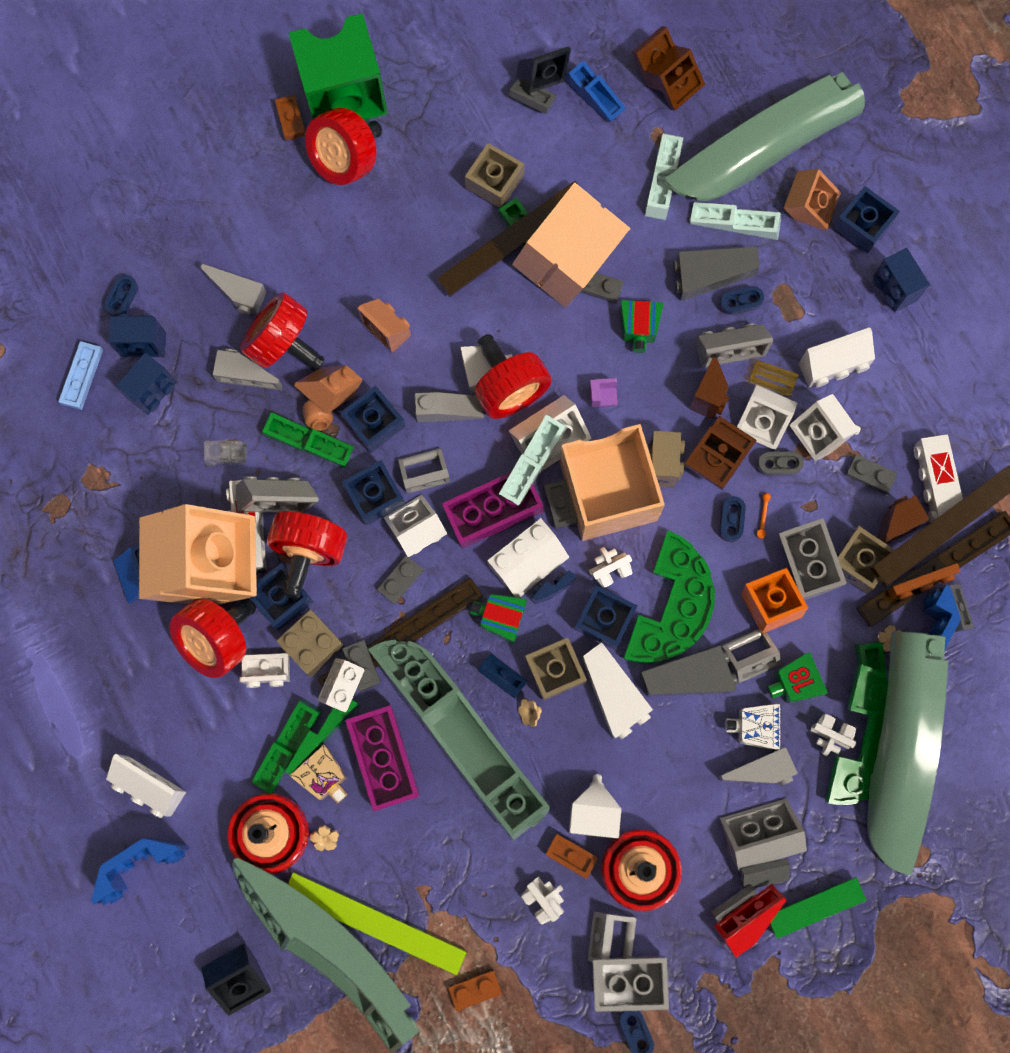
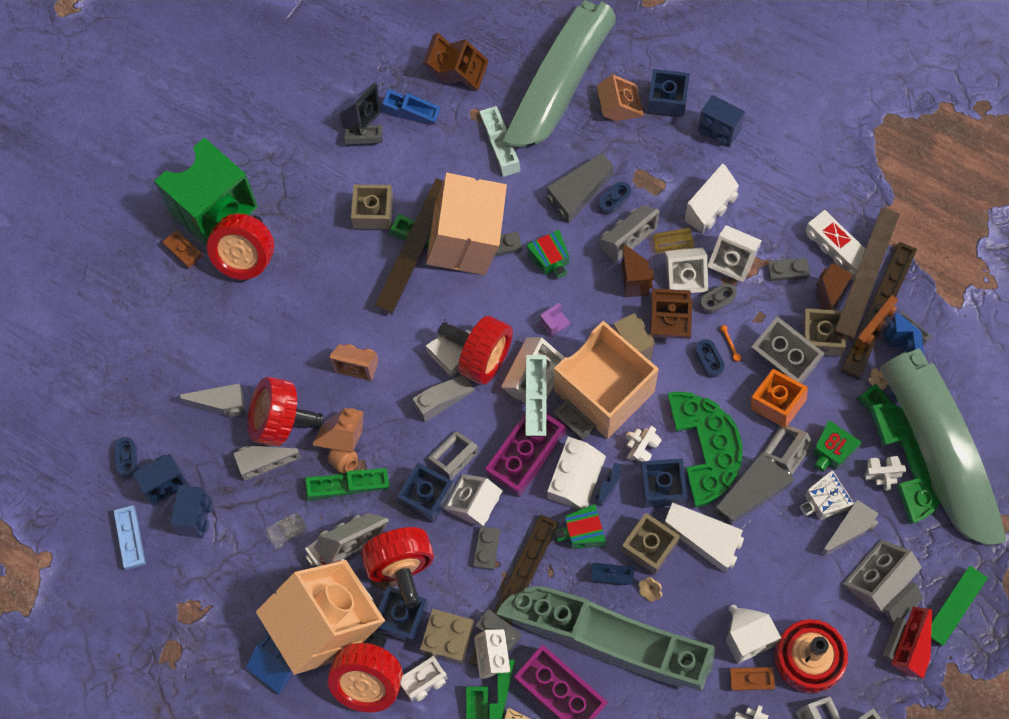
camera: 30 degrees left, 10 degrees down
(373, 419) = (390, 437): dark blue brick -> none
(735, 220) = (571, 144): light aqua slope -> none

